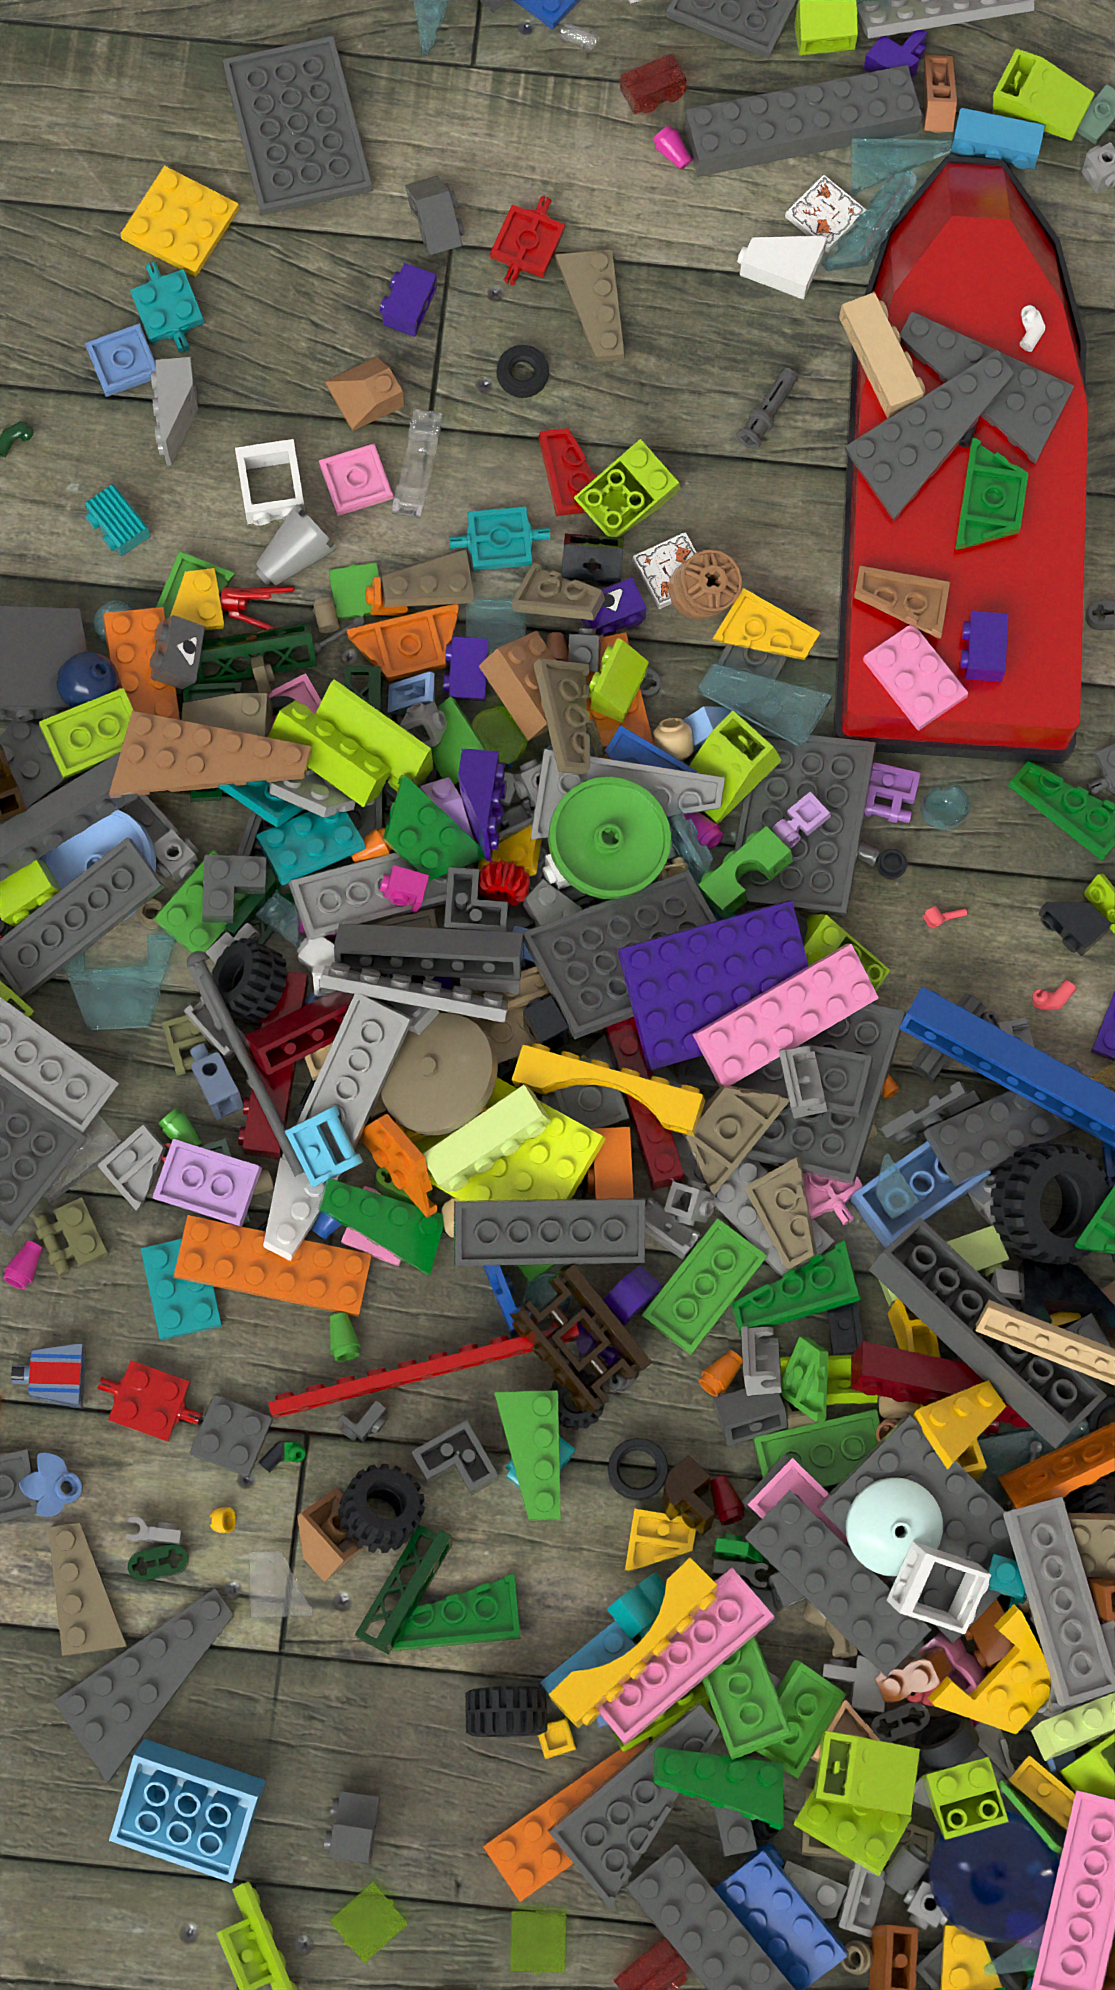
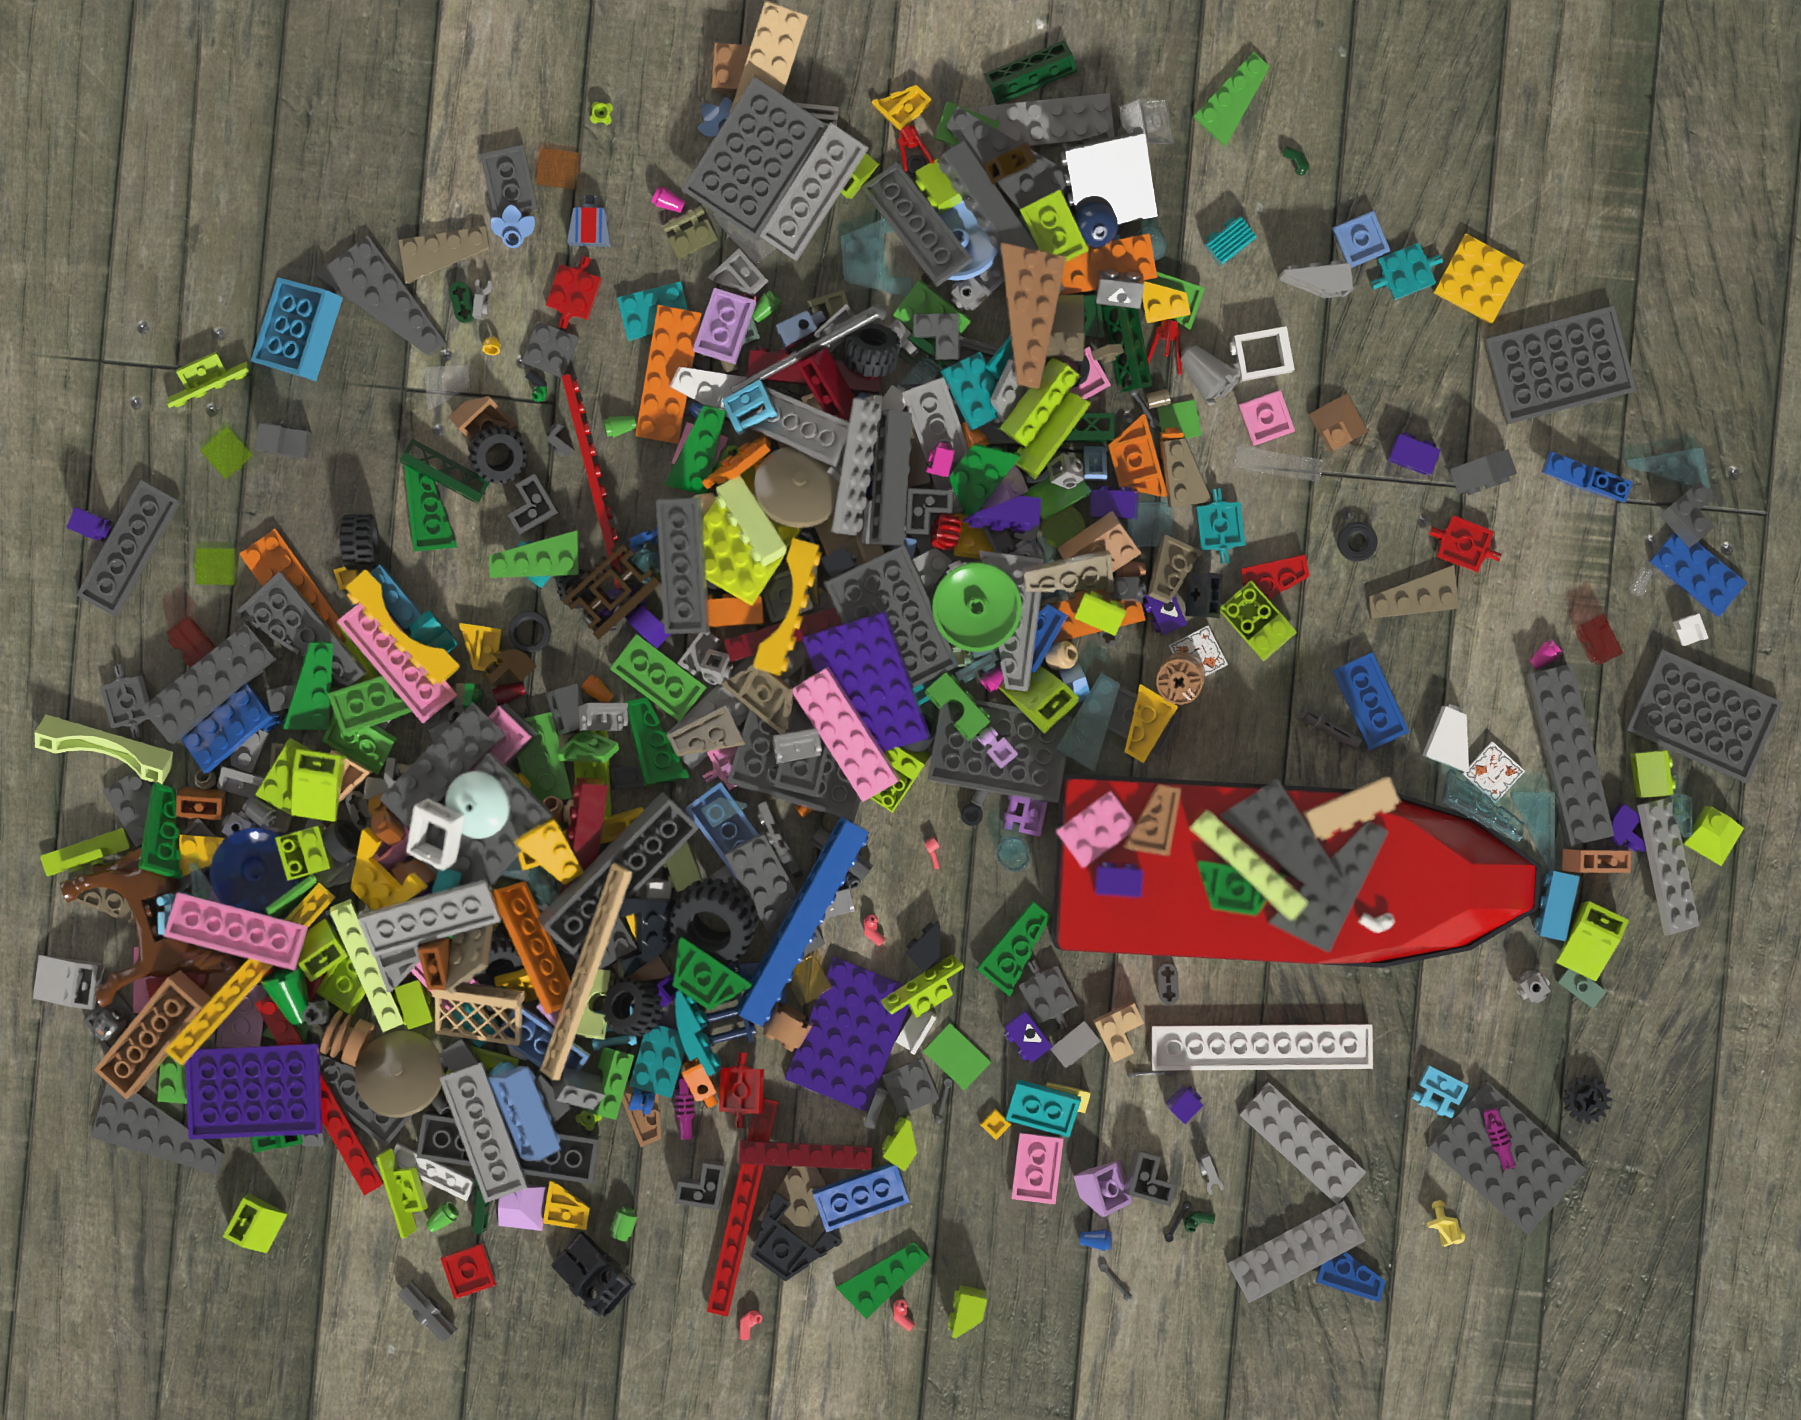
camera: 90 degrees right, 15 degrees up
(444, 94) = (1586, 477): none -> blue slope
(733, 357) = (1370, 701): none -> blue plate
(930, 510) = (1249, 865): none -> yellowish green arch

